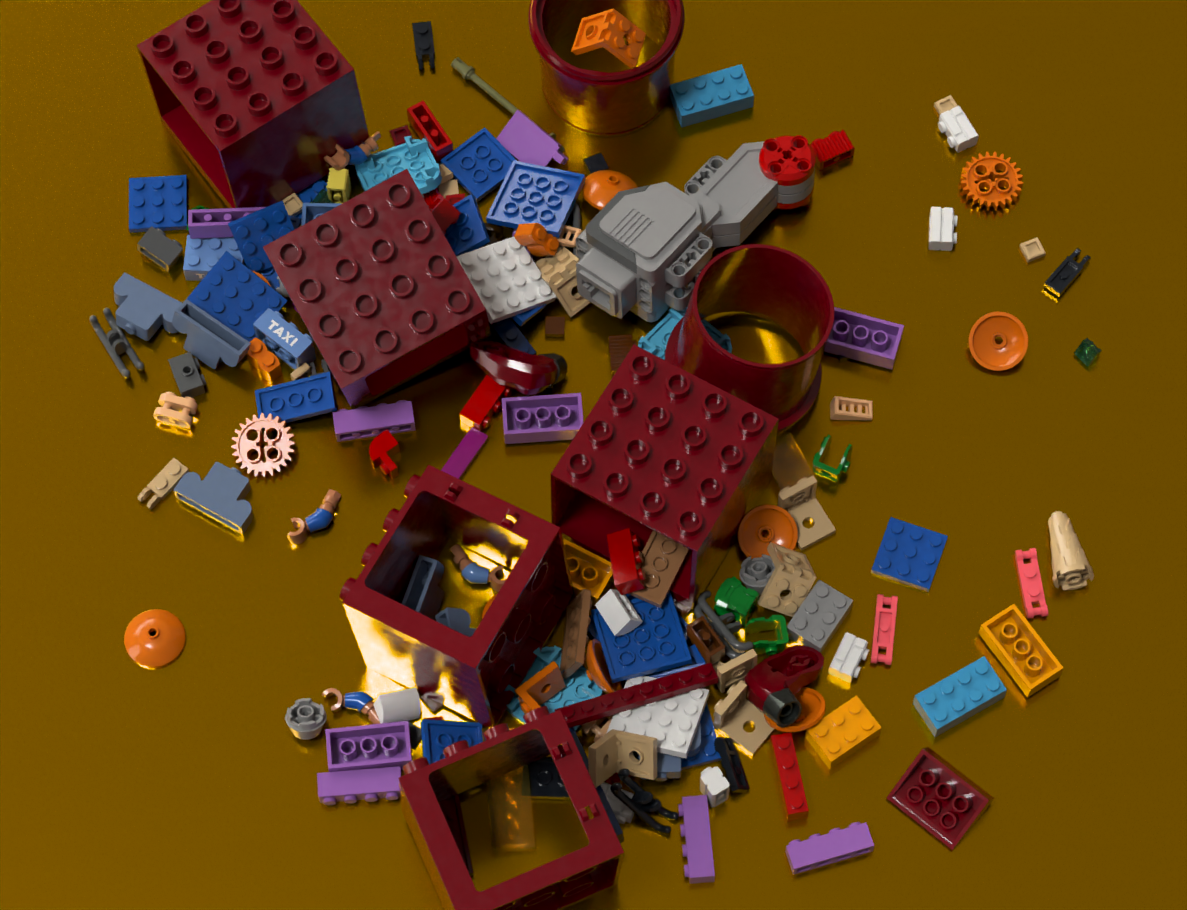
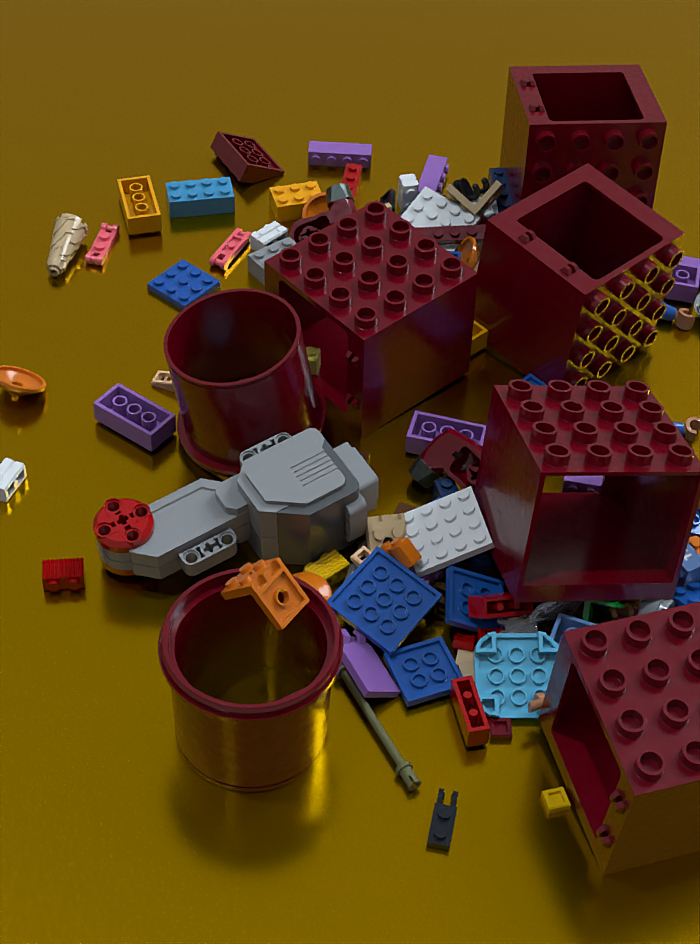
camera: 165 degrees left, 20 degrees down
(711, 95) = (135, 658): dark azure brick -> none

